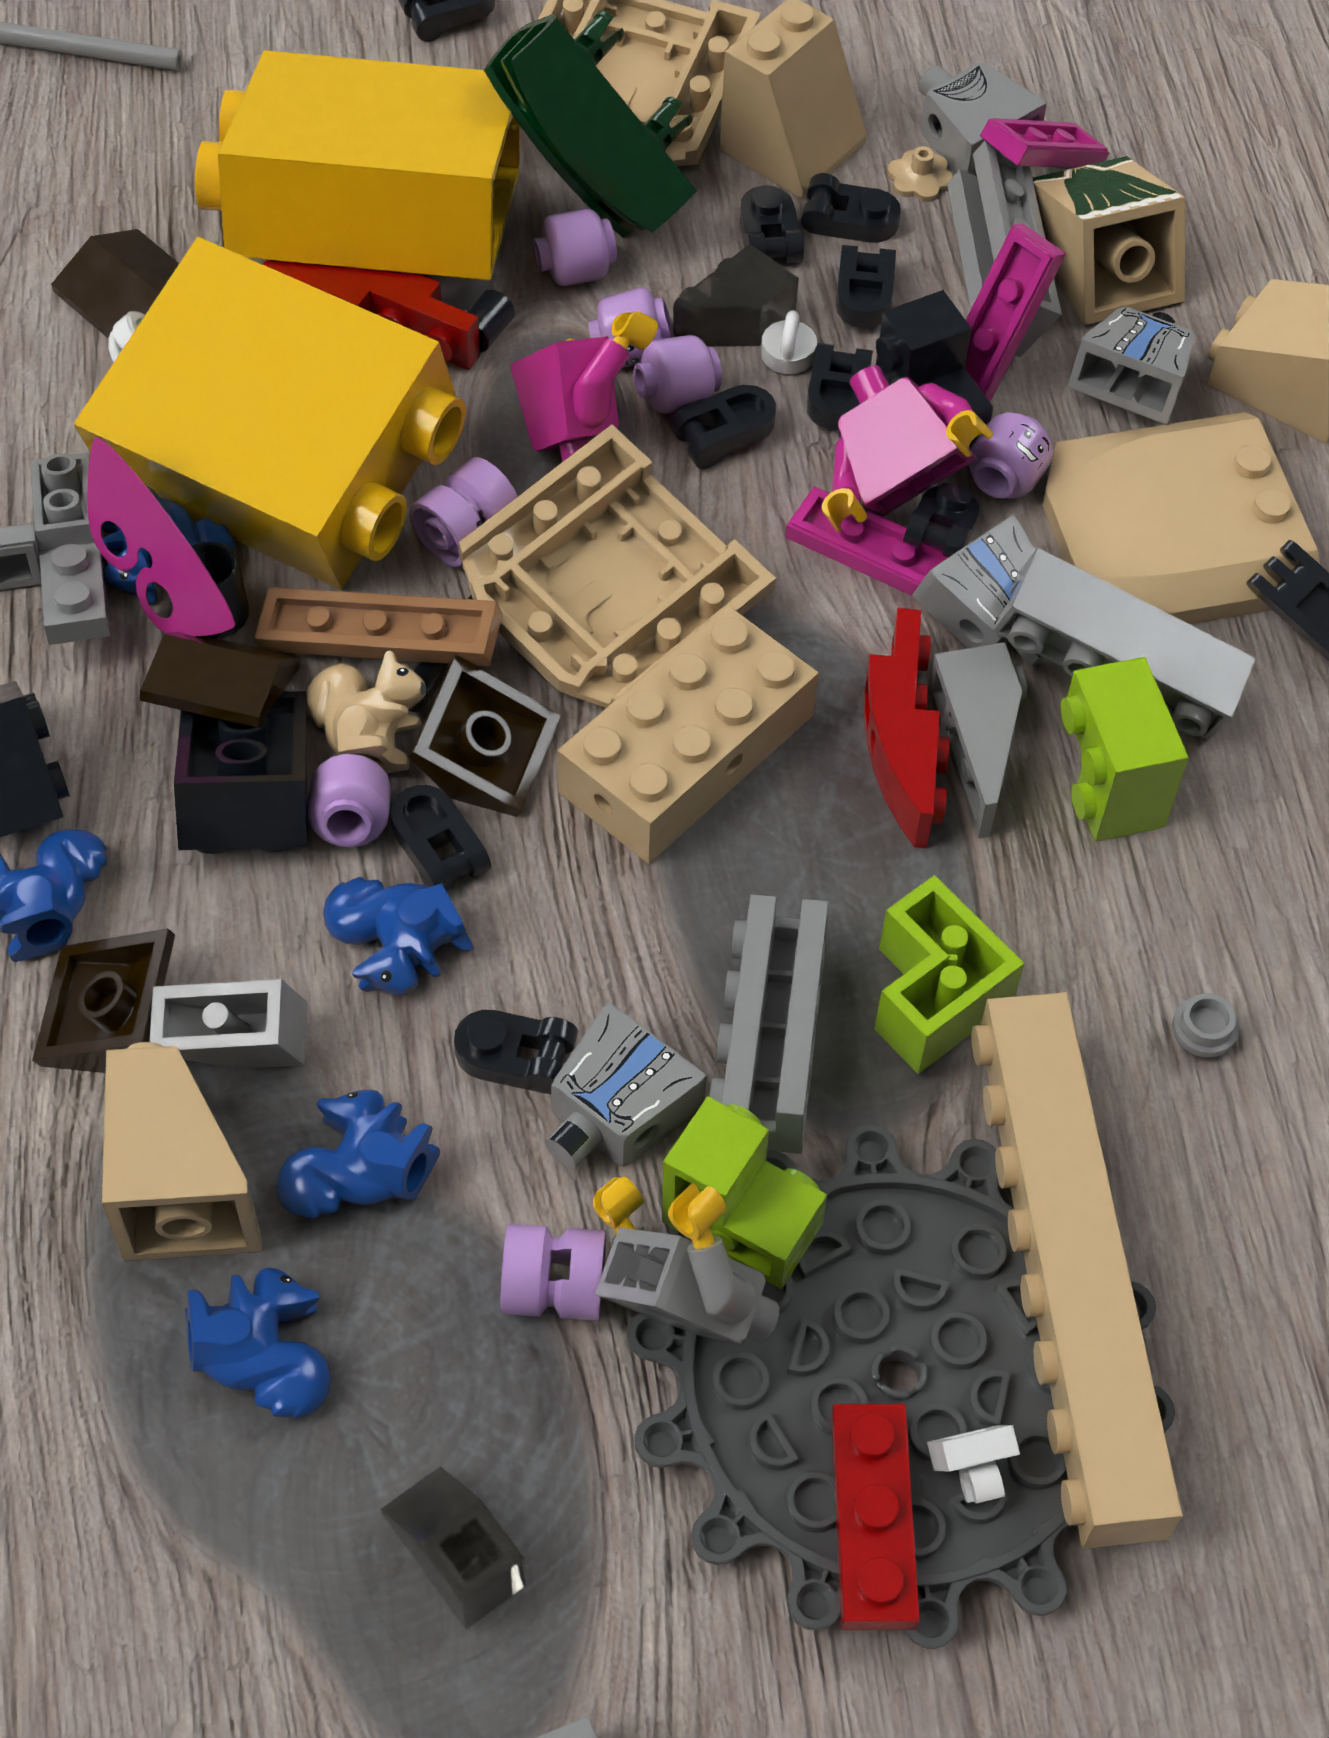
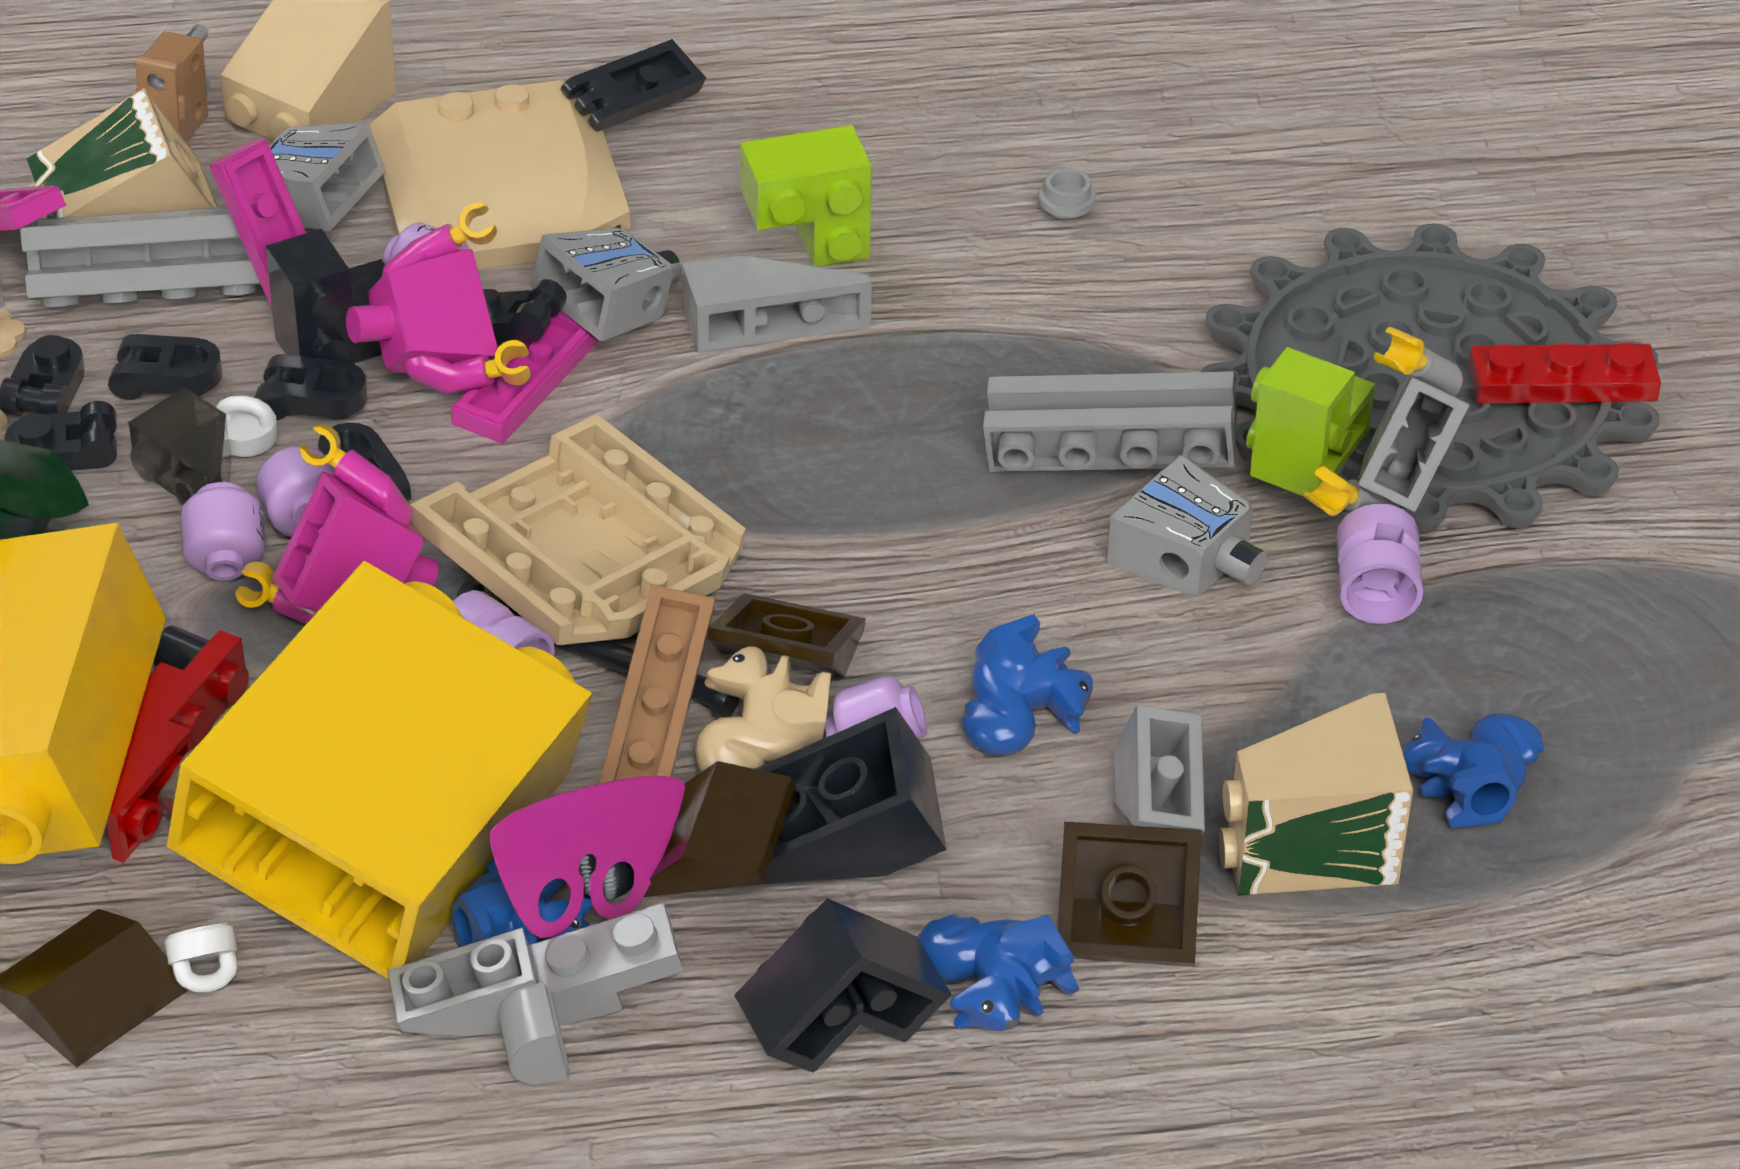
camera: 90 degrees left, 15 degrees down
(369, 1164) = (1275, 691): blue animal -> none
(428, 819) = (917, 660): black plate -> none
(457, 1545) = (1643, 611): clear smoke slope -> none
(492, 1041) = (1139, 630): black plate -> none
(686, 733) = (794, 486): tan brick -> none
(903, 733) = (775, 355): red slope -> none
(948, 972) = (1050, 314): lime brick -> none
(975, 1458) = (1508, 305): white tile -> none
(1075, 1276) = (1325, 247): tan brick -> none
(1092, 623) = (681, 191): light grey brick -> none
(1255, 247) = (177, 78): none -> medium nougat piece

